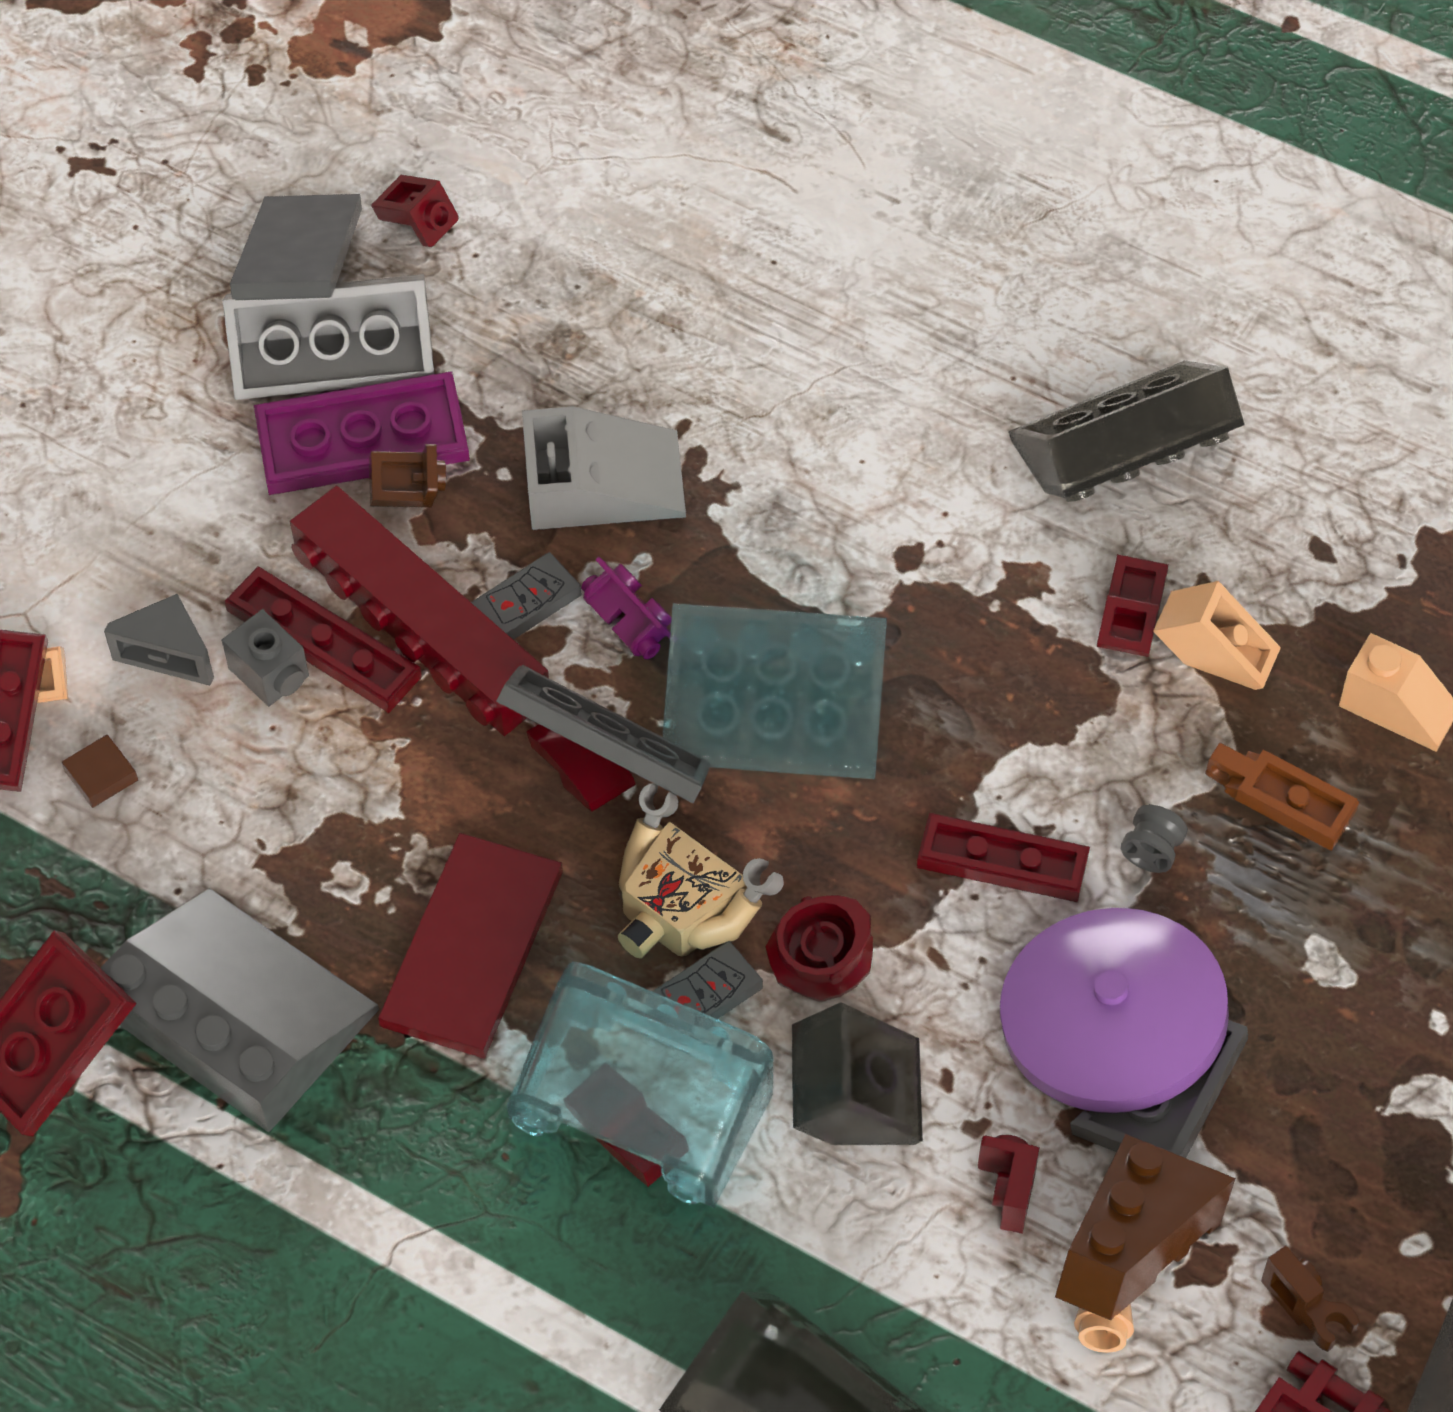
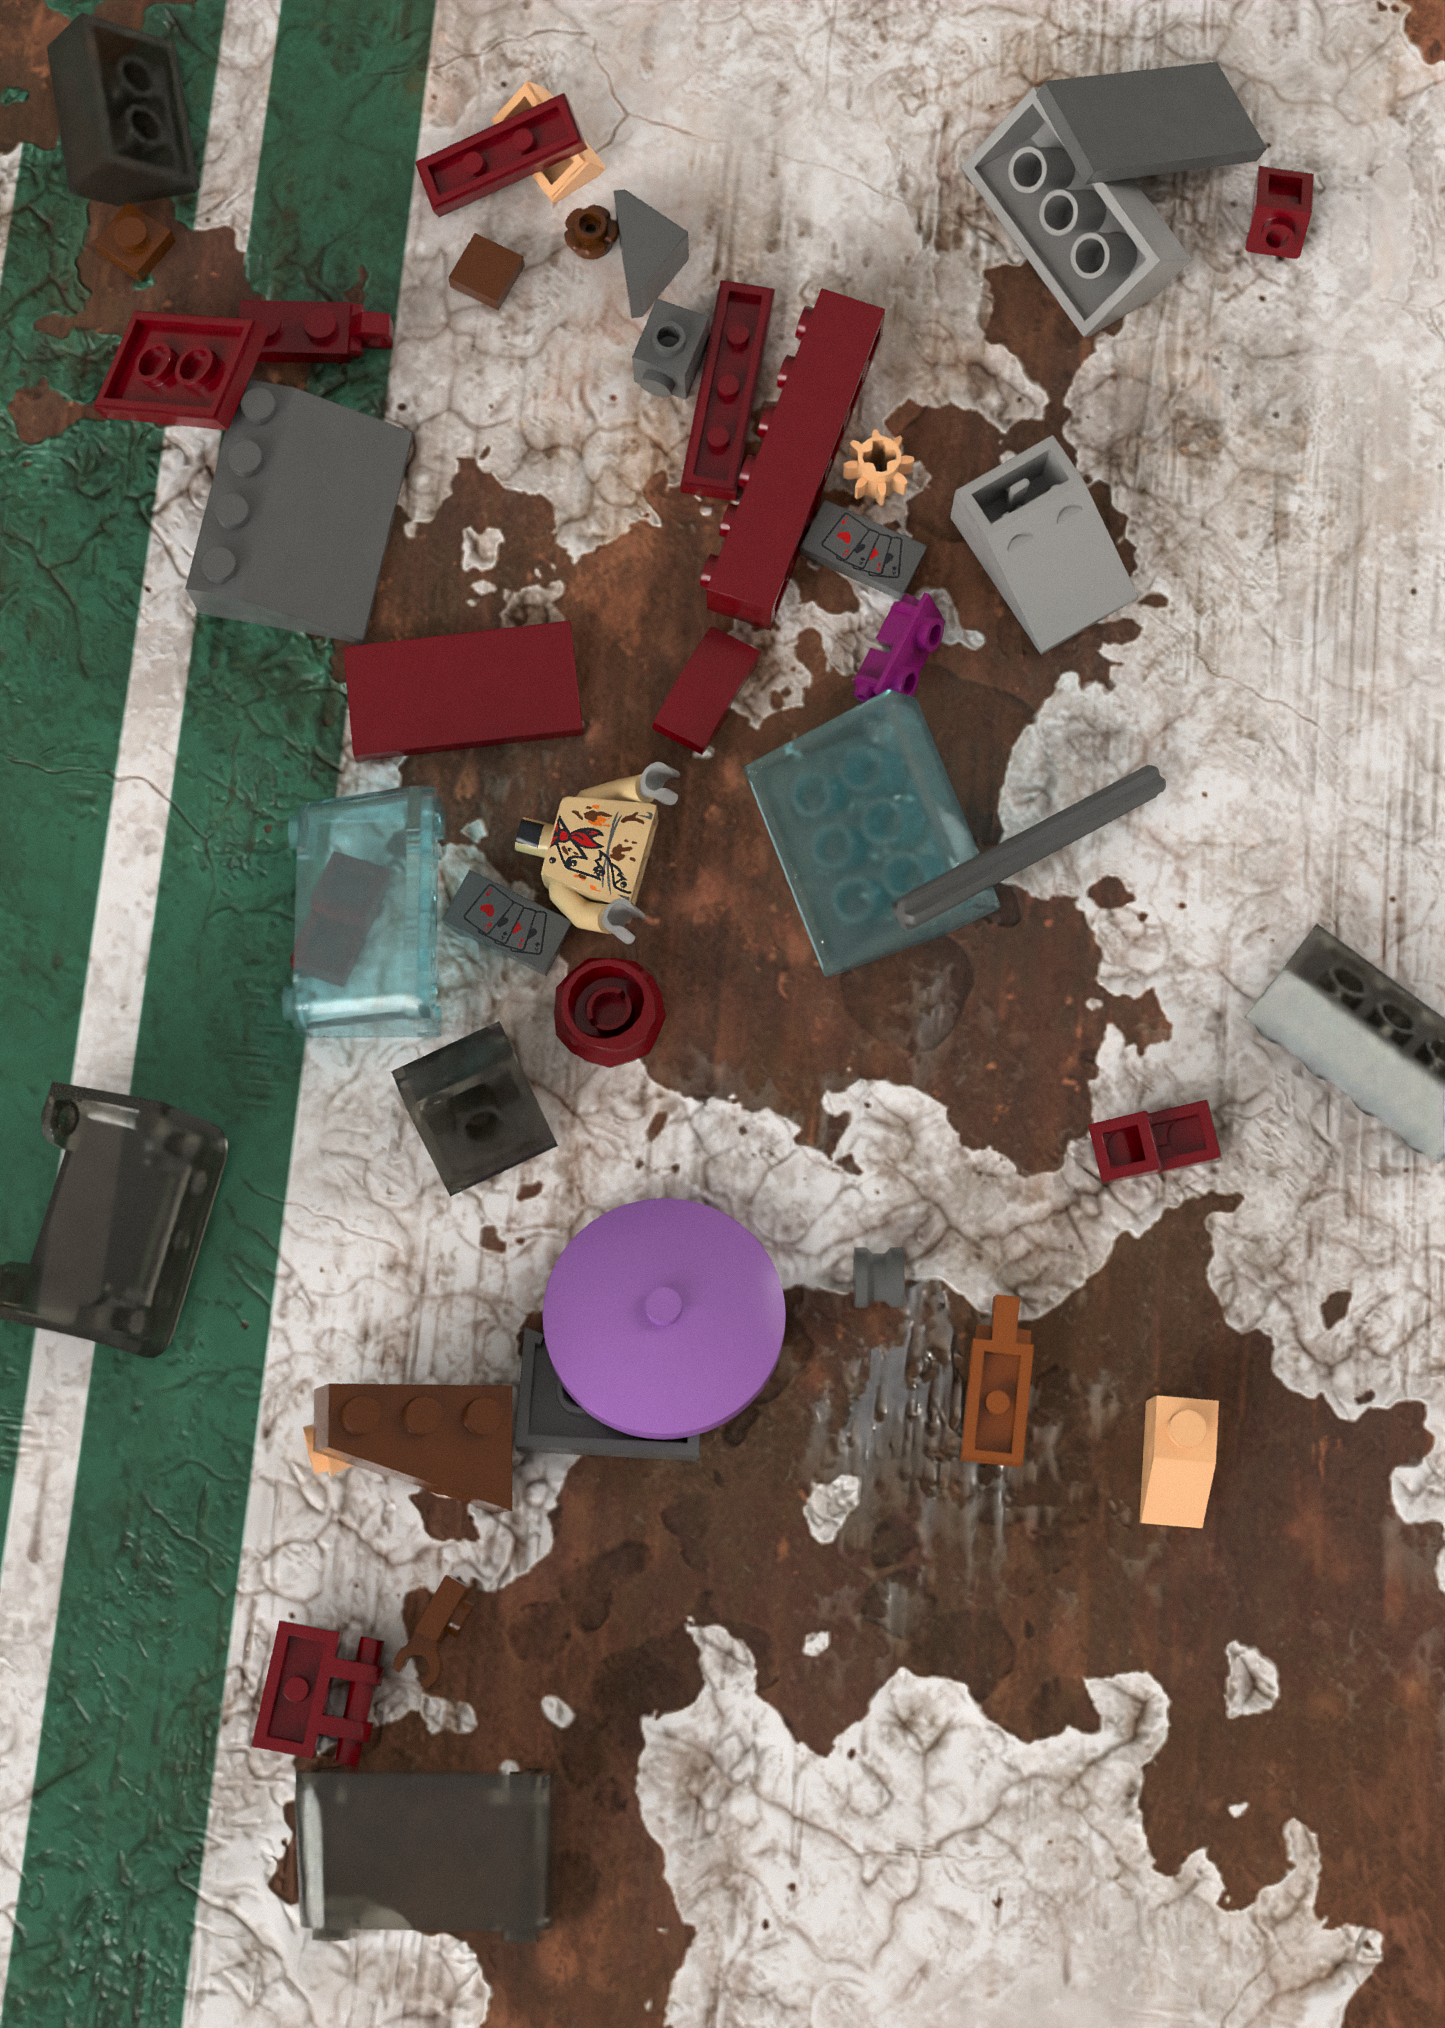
camera: 65 degrees right, 20 degrees up
(75, 908) = (318, 330): none -> dark red hinge
(121, 688) = (595, 244): none -> reddish brown plate
(332, 433) = (983, 302): magenta tile -> none
(406, 478) = (940, 368): reddish brown bracket -> none
(462, 555) = (881, 451): none -> light nougat gear
(605, 732) = (712, 696): dark grey tile -> none
(857, 569) = (1027, 847): none -> dark grey axle
(1003, 857) = (795, 1139): dark red tile -> none
(1016, 1169) = (428, 1305): dark red bracket -> none
(1217, 635) = (1155, 1243): light nougat slope -> none

